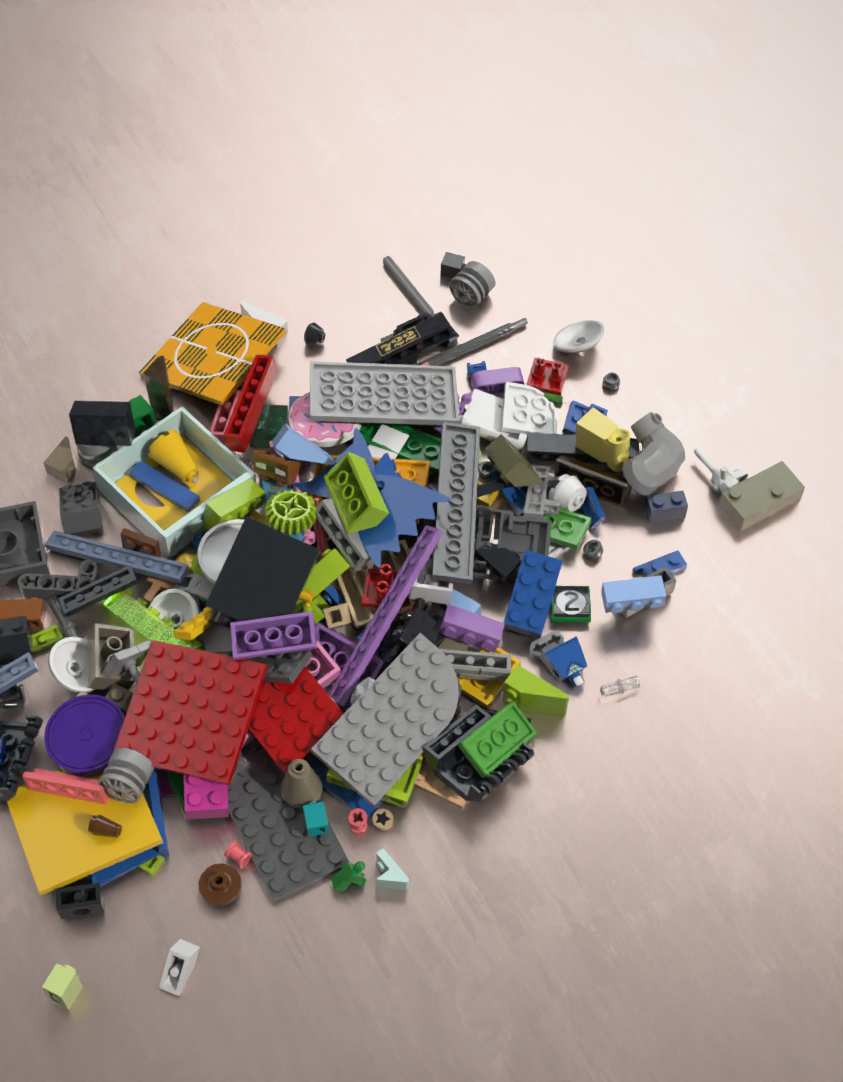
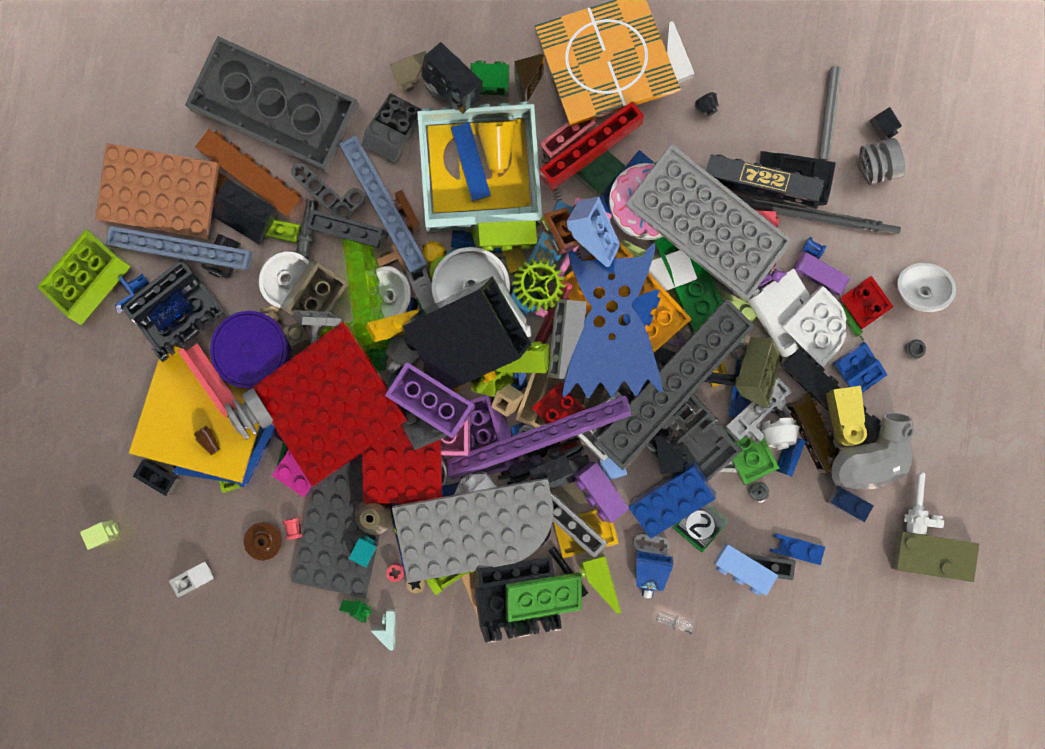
camera: 35 degrees right, 30 degrees up
(355, 494) = (597, 316): lime slope -> none

